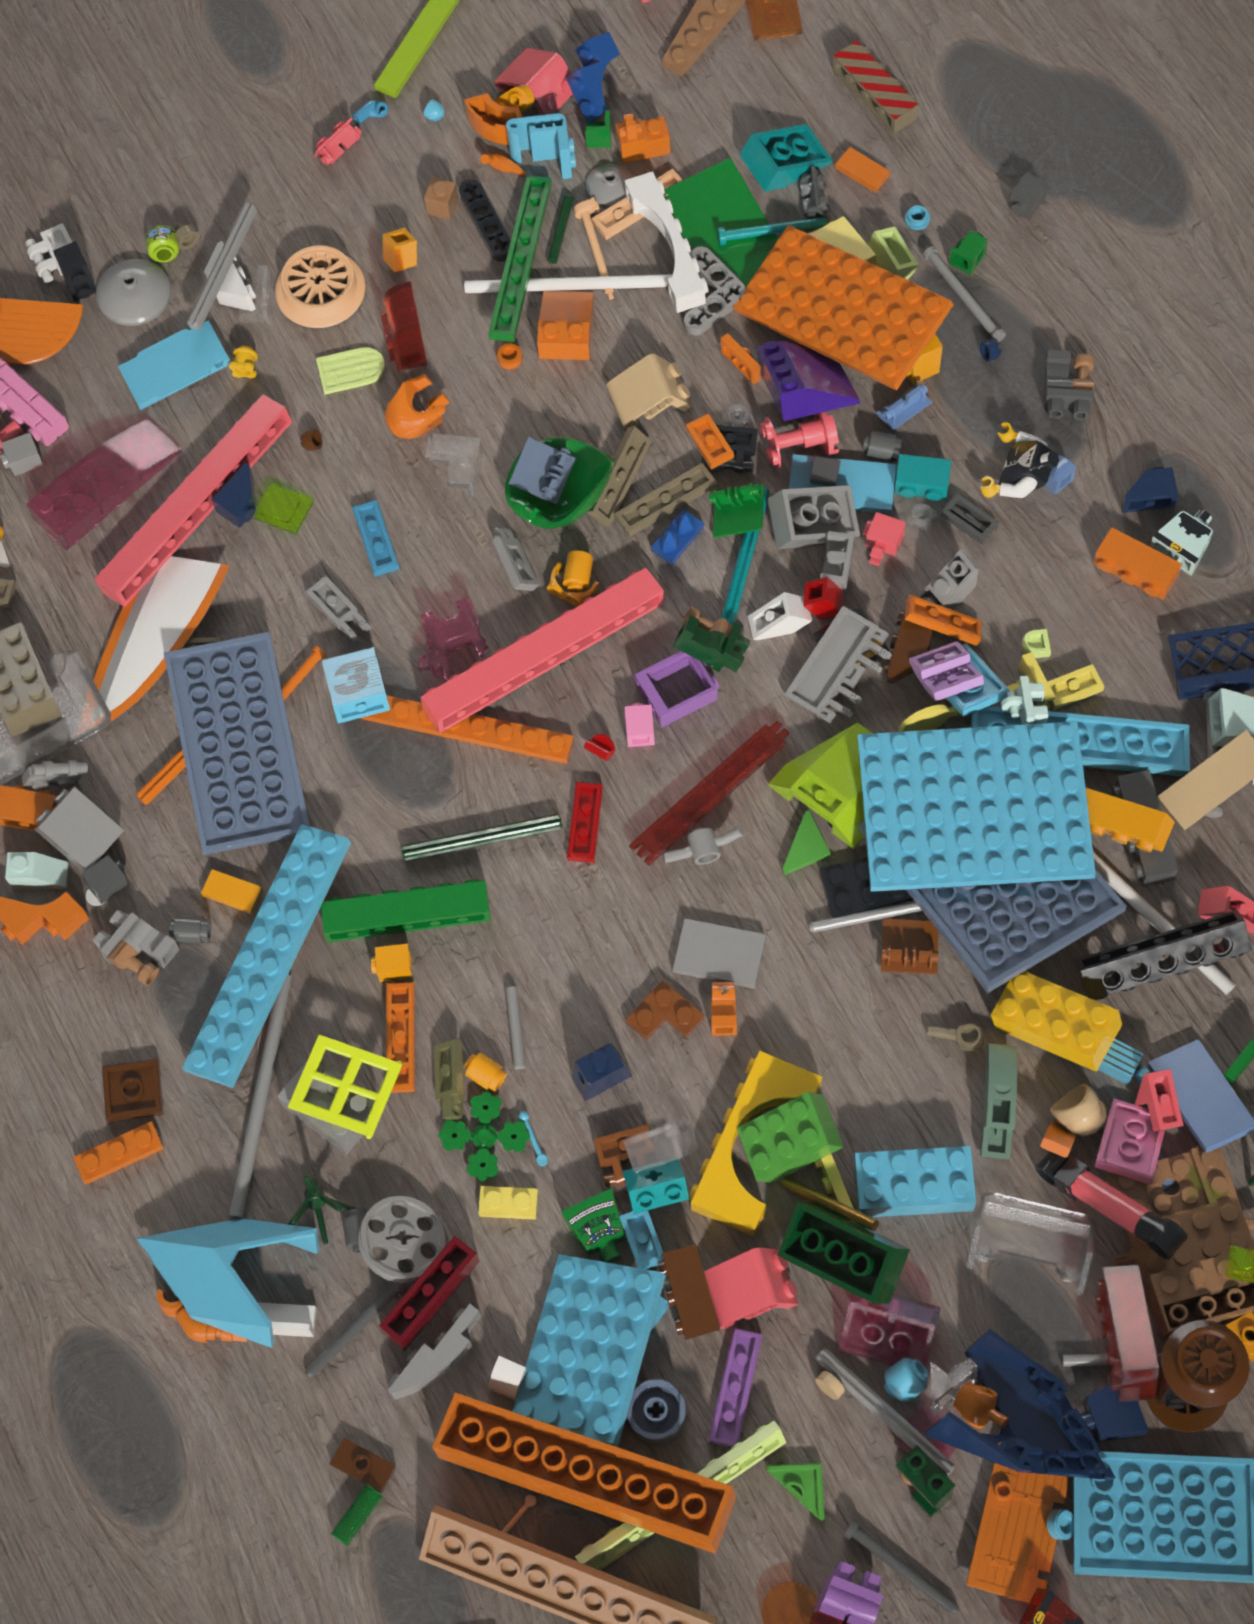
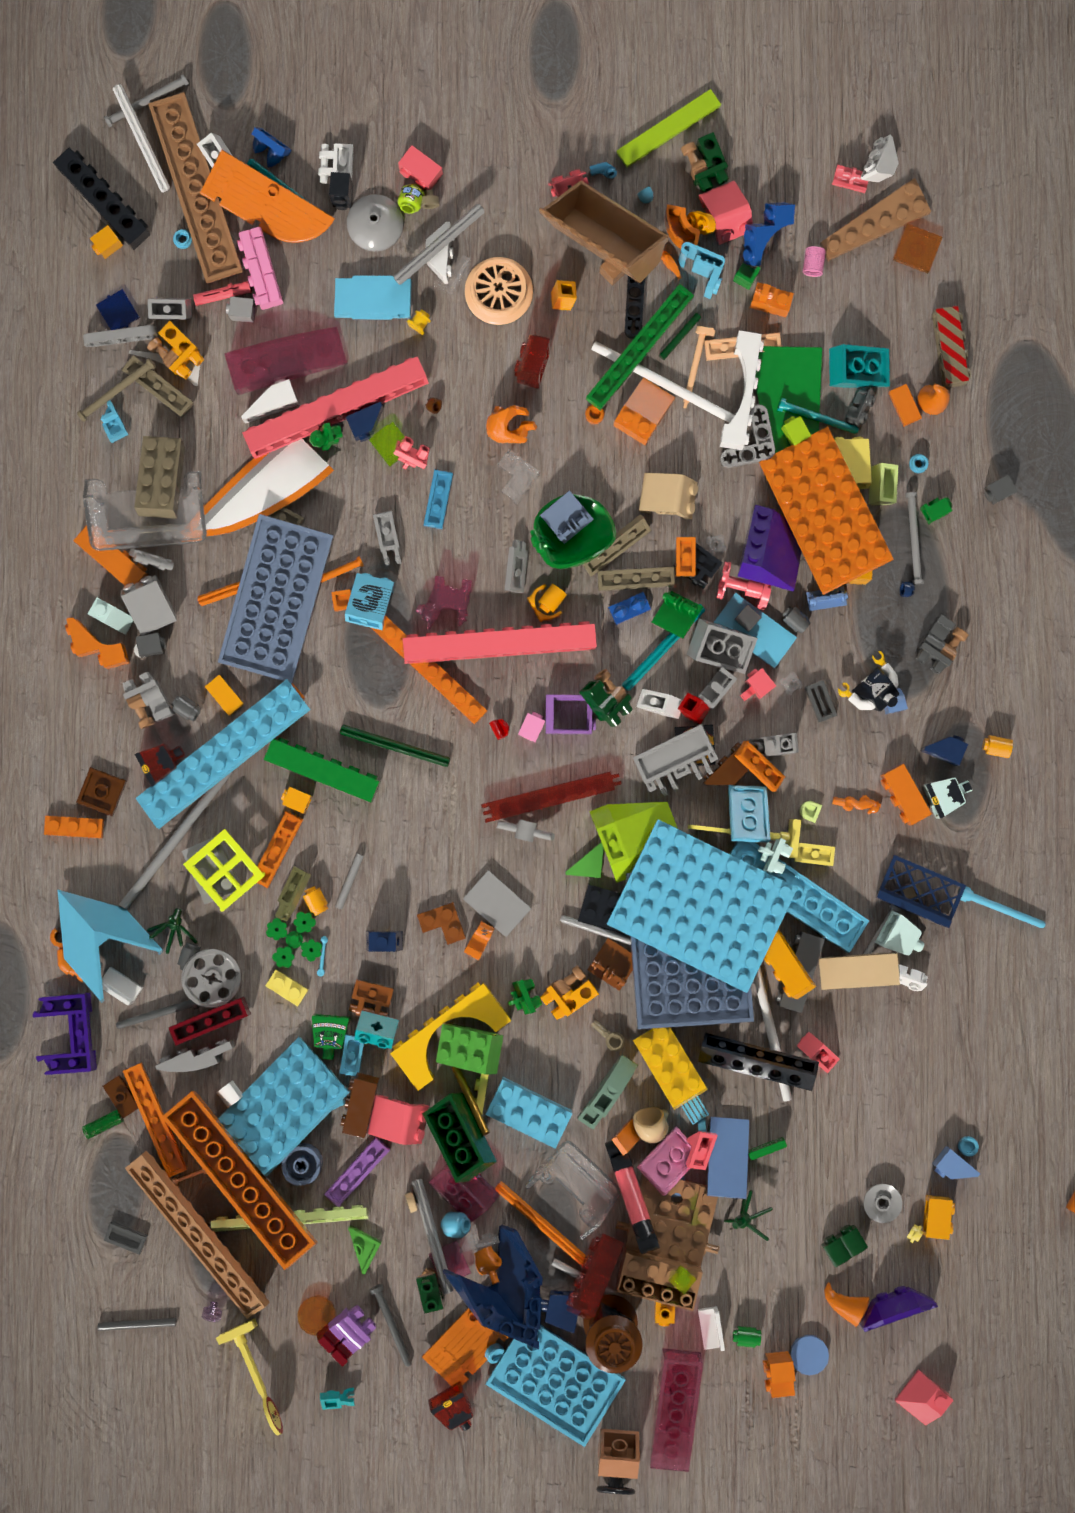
camera: 20 degrees right, 20 degrees up
(113, 531) = (273, 400): none -> white slope
(155, 208) = (420, 168): none -> coral brick
(188, 1009) = (159, 762): none -> torso
(200, 532) = (326, 436): none -> green hips
(282, 1439) = (82, 1056): none -> dark purple wedge
(303, 499) = (410, 455): none -> coral hips
(319, 705) = (340, 599): none -> orange plate
(350, 369) = (486, 364): yellowish green window -> none
(410, 155) = (607, 230): none -> medium nougat piece
(423, 1467) = (152, 1116): none -> orange plate
(490, 45) = (710, 166): none -> dark green hips
(585, 822) = (463, 771): red tile -> none
(604, 191) = (728, 327): light grey dish -> none
(661, 1144) = (393, 1010): clear panel -> none
(666, 80) = (814, 261): none -> bright pink piece
(740, 358) = (742, 504): orange plate -> none
(753, 252) = (795, 430): none -> lime brick
(820, 1045) = (521, 997): none -> green hips
(874, 1016) = (567, 998): none -> light orange hips
(893, 144) = (933, 399): none -> orange hat
(922, 477) = (807, 657): teal brick -> none
(946, 671) = (739, 804): lavender slope -> none
(1017, 1318) = (540, 1222): none -> orange axle
(1093, 602) = (863, 803): none -> orange animal
(1209, 456) = (997, 746): none -> light orange brick

